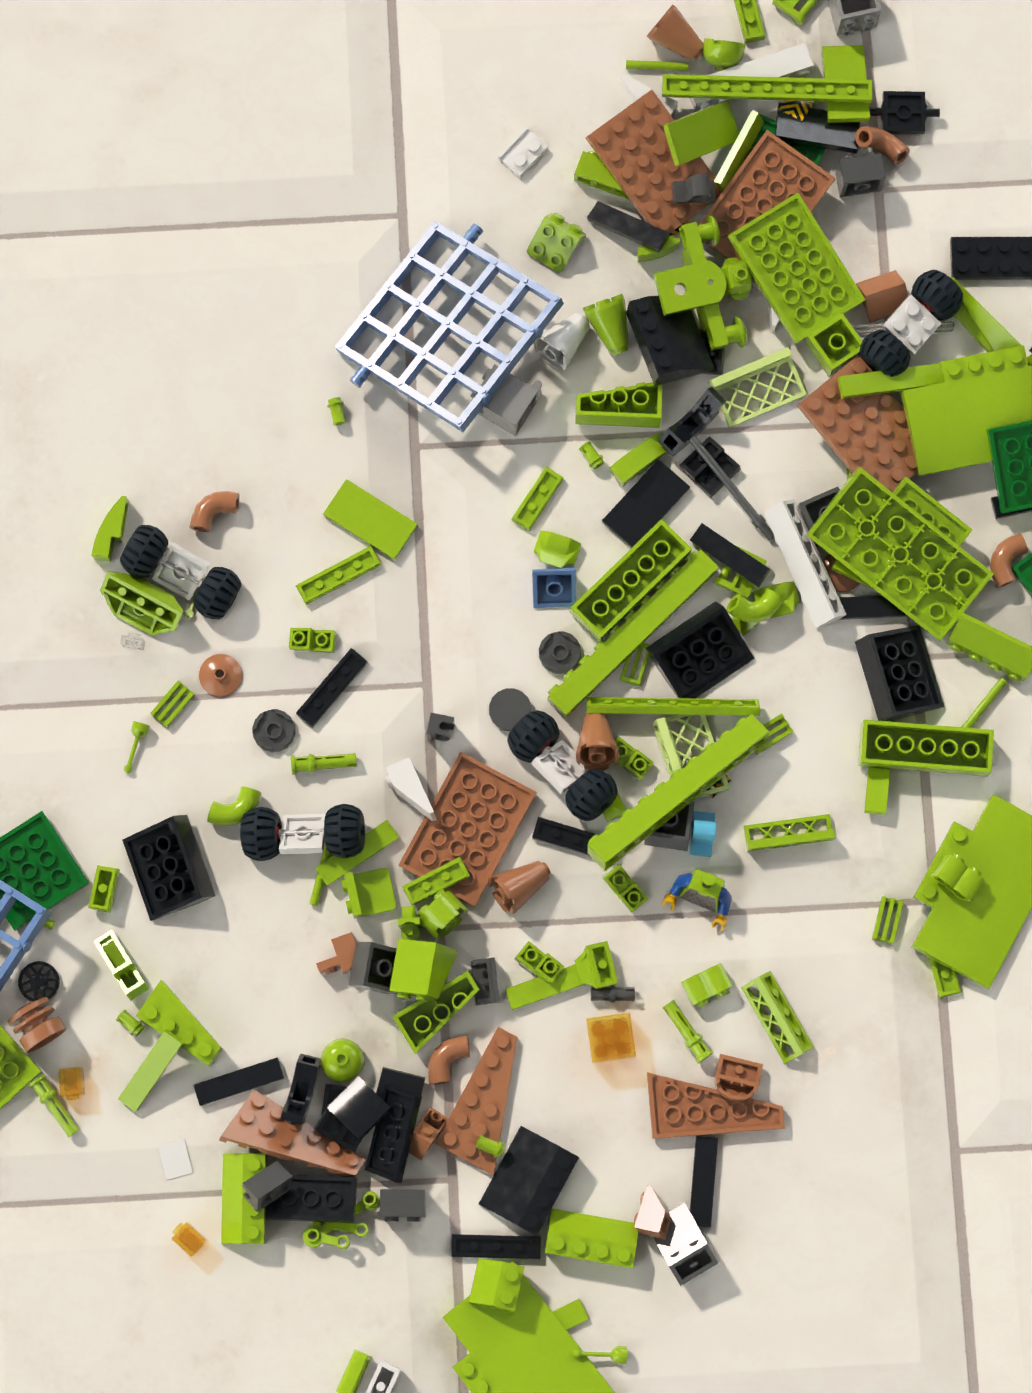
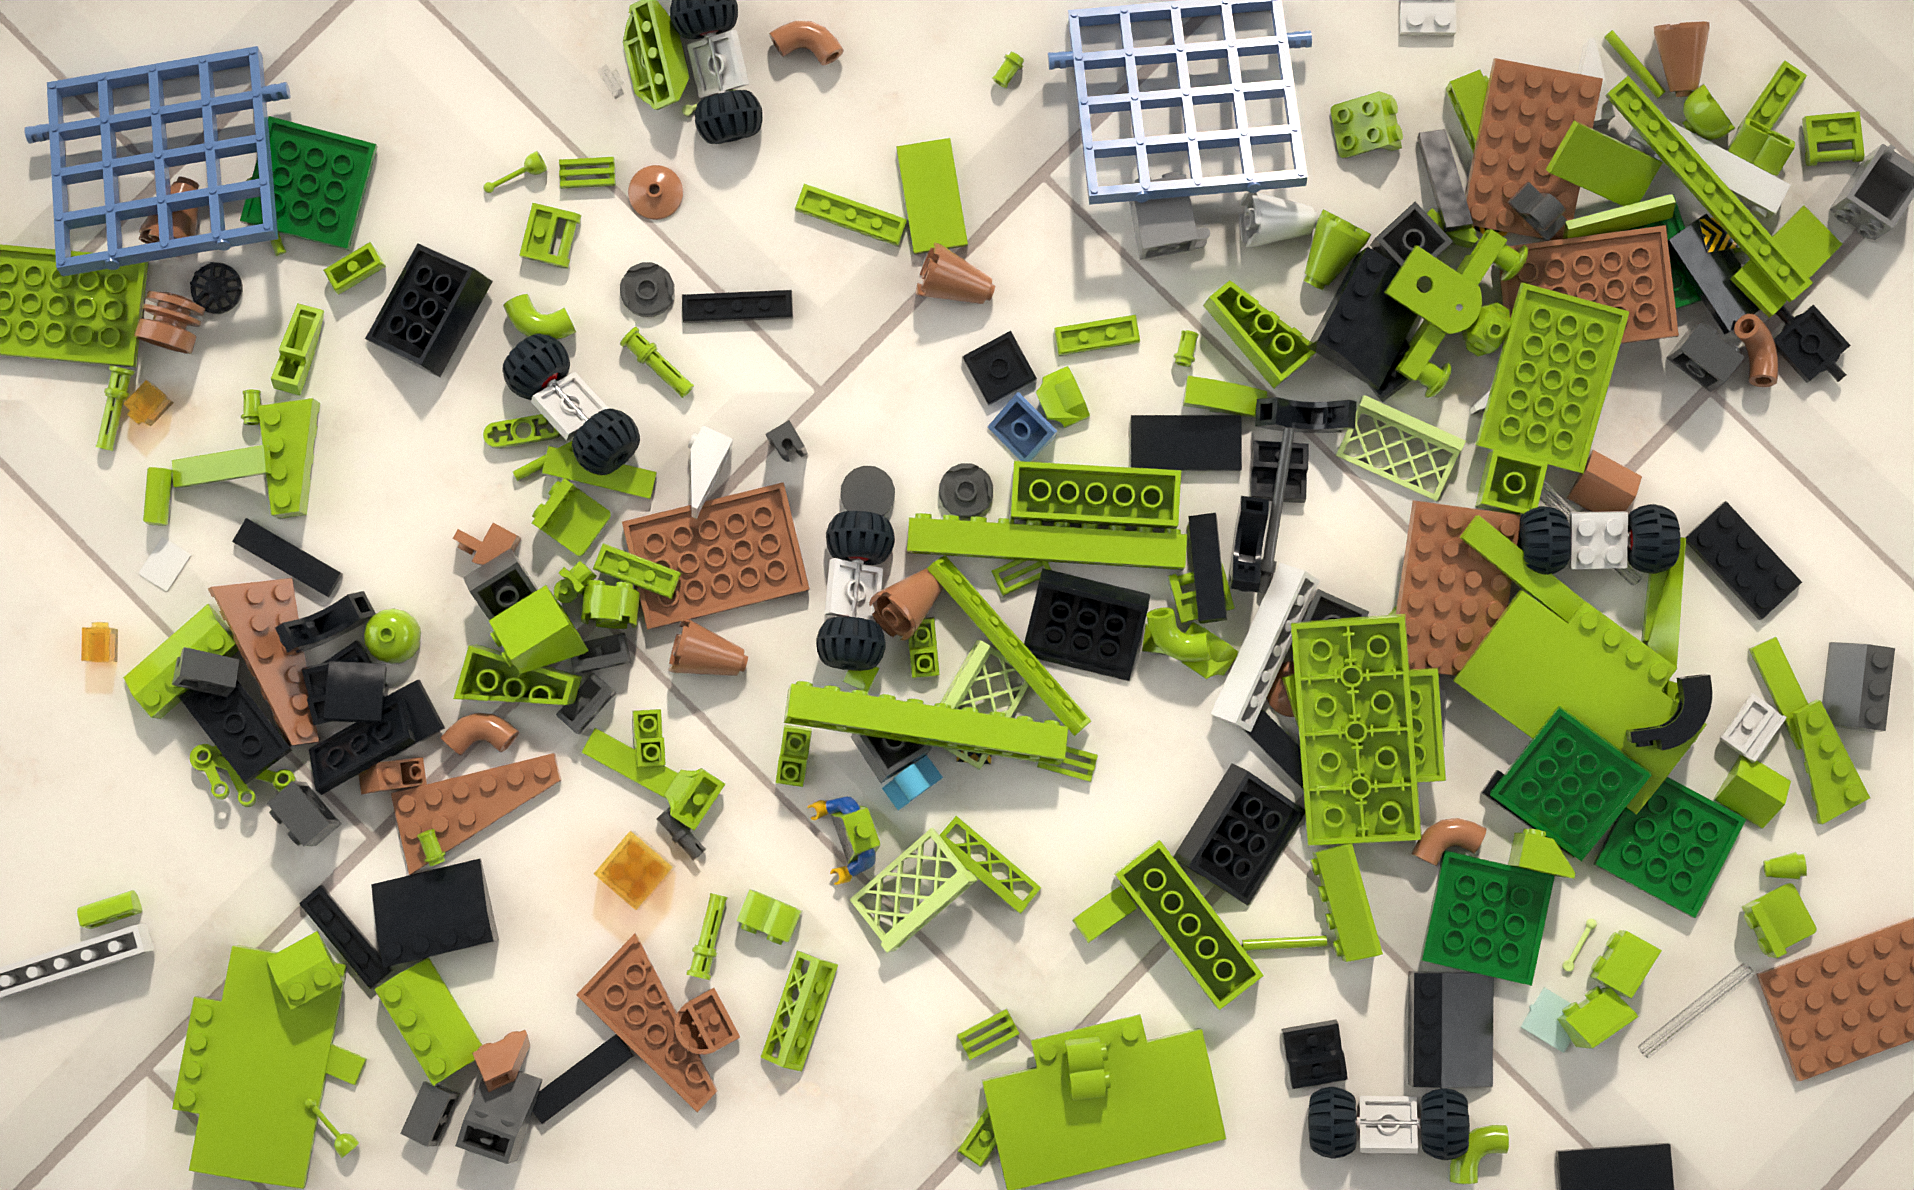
camera: 50 degrees right, 5 degrees up
(132, 1126) = (157, 496): none -> lime brick
(184, 762) = (541, 233): none -> lime plate
(276, 886) = (504, 441): none -> lime beam
(312, 640) = (766, 247): lime slope -> none
(430, 549) = (953, 278): none -> nougat cone
(466, 944) = (602, 654): none -> dark grey hinge
(505, 570) = (999, 368): none -> black tile
(562, 835) = (791, 650): black tile -> none
(640, 271) = (1408, 230): none -> dark grey brick
(646, 1288) = (430, 1114): none -> dark grey hinge
(736, 520) = (1248, 544): none -> black arch
(768, 39) = (1761, 146): none -> lime brick
(784, 892) = (929, 908): none -> yellowish green fence

